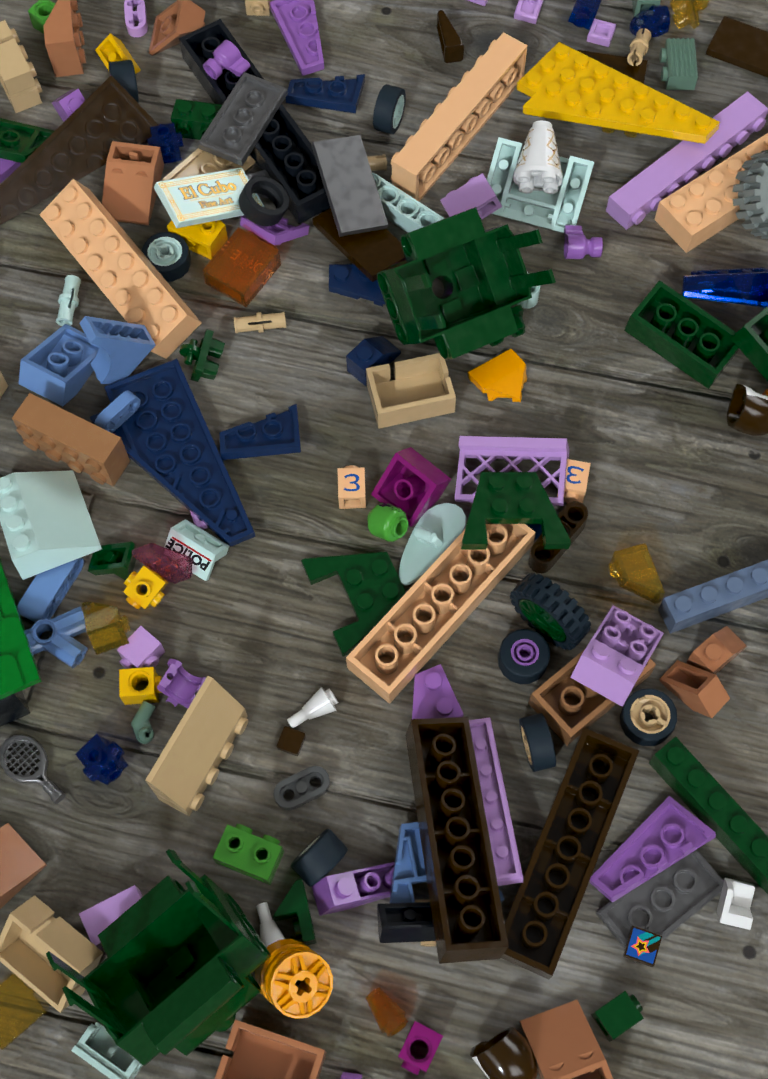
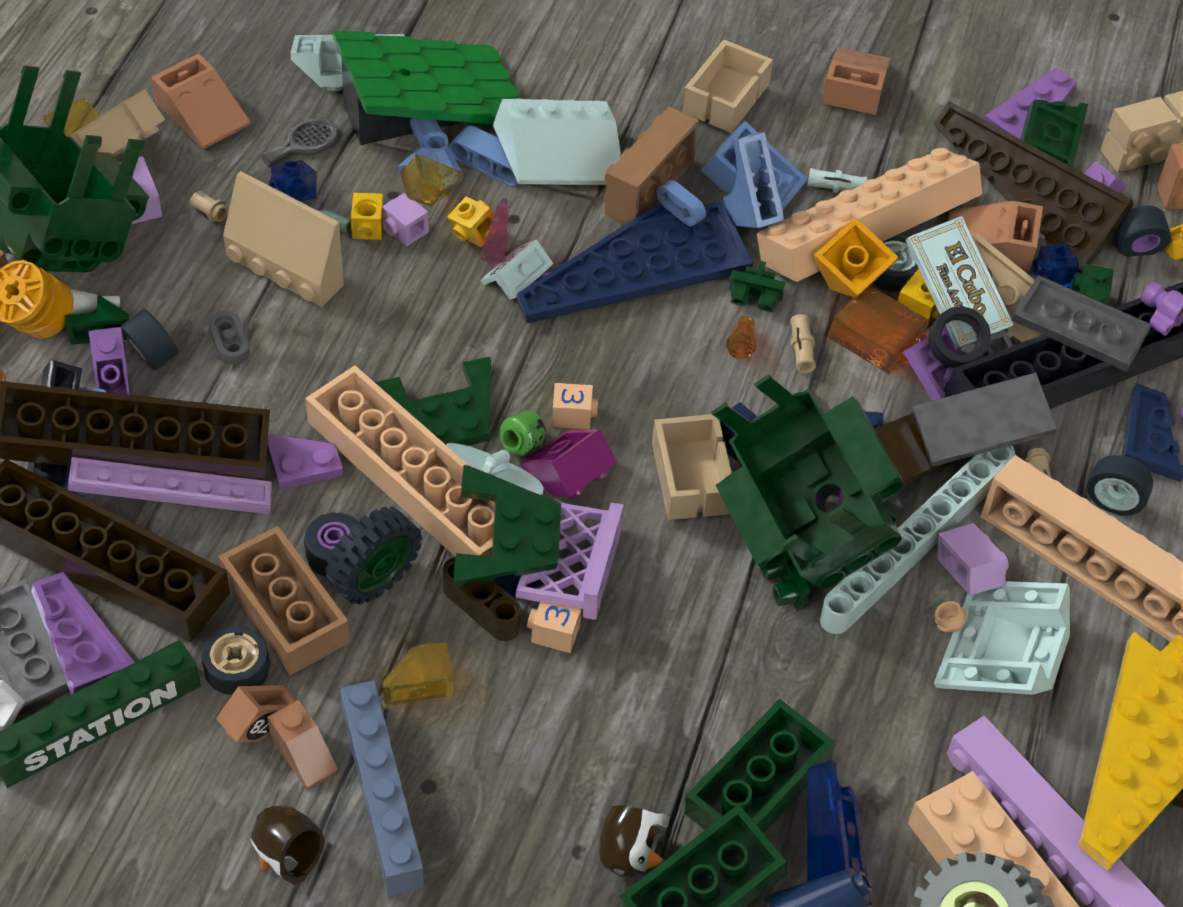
camera: 90 degrees right, 15 degrees down
(113, 559) = (517, 199): dark green slope -> none
(132, 840) = (214, 209): none -> tan pin
(182, 685) = (362, 246): medium lavender piece -> none
(186, 273) = (853, 259): none -> light orange slope
(248, 853) = (170, 289): bright green brick -> none
(260, 365) = (742, 340): none -> clear orange cone
(266, 437) = (647, 336): dark blue wing -> none
(291, 741) = (284, 337): dark brown piece -> none
(319, 704) = (318, 360): white cone -> none
(501, 376) = (714, 572): light orange slope -> none
(514, 216) = (950, 617): none -> light nougat plate
(537, 742) = (221, 531): black wheel -> none
(539, 161) = (1037, 630): white cone -> none
(577, 245) = (910, 678): medium lavender piece -> none
(616, 655) = (303, 605): lavender slope -> none

